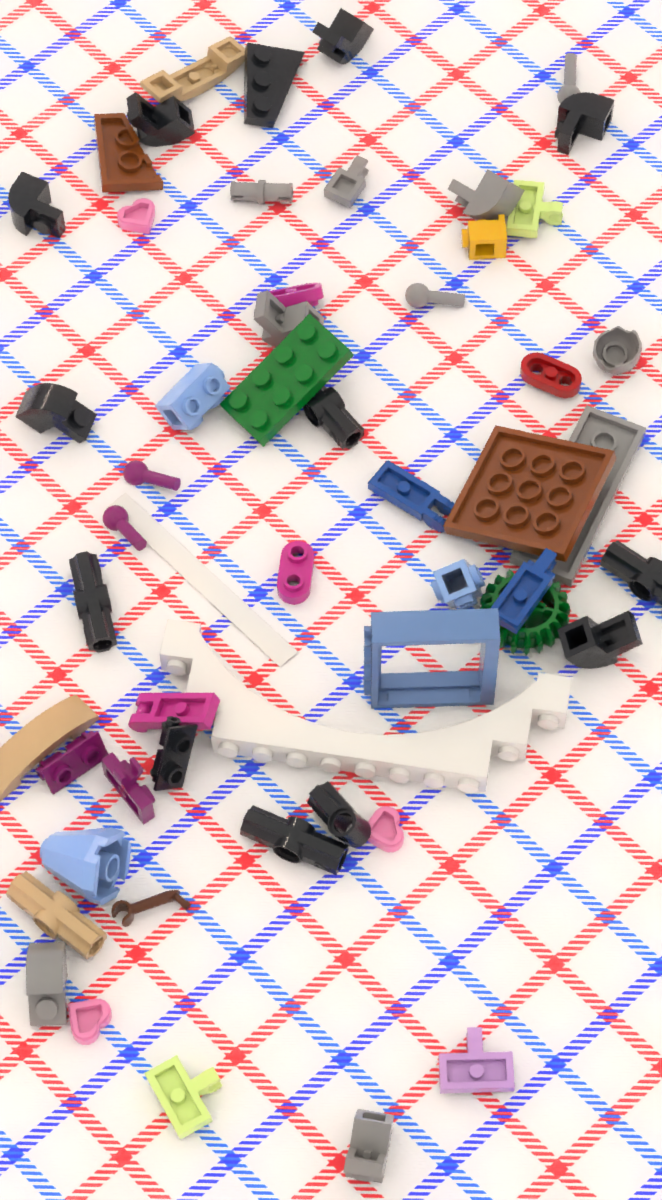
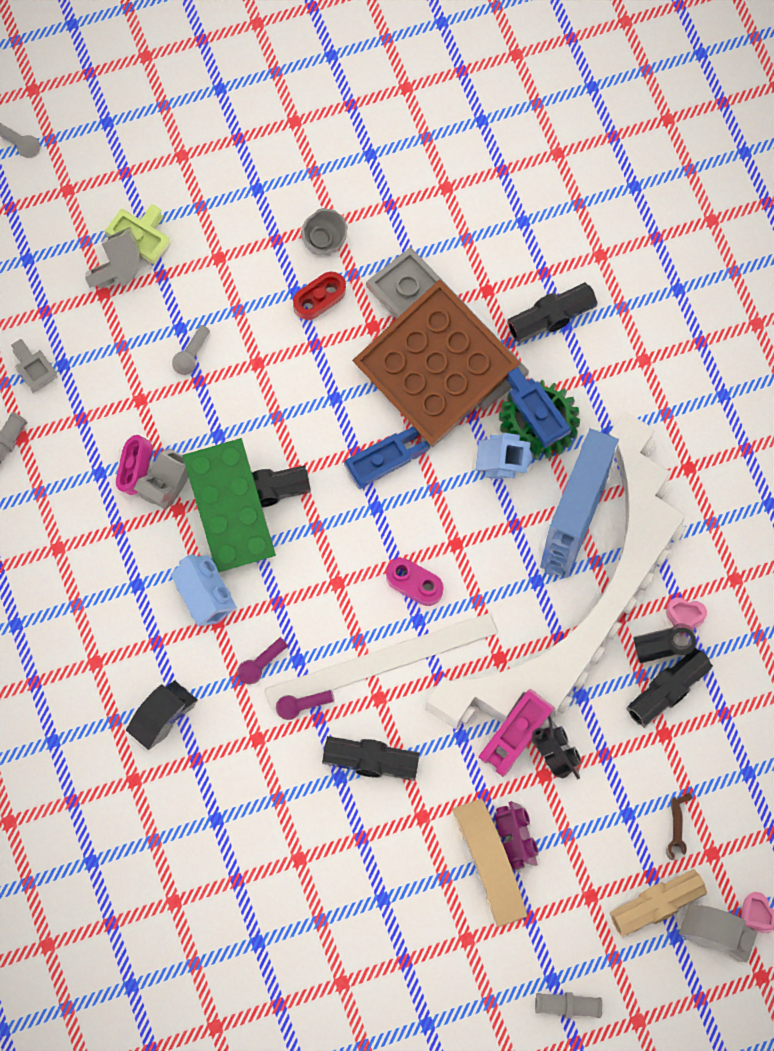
camera: 70 degrees left, 10 degrees up
(88, 861) = (623, 859): light blue cone -> none
(123, 779) = (568, 797): magenta plate -> none
(485, 238) = (153, 281): yellow brick -> none
(585, 115) = (63, 143): black brick -> none
(598, 645) = (597, 373): black brick -> none

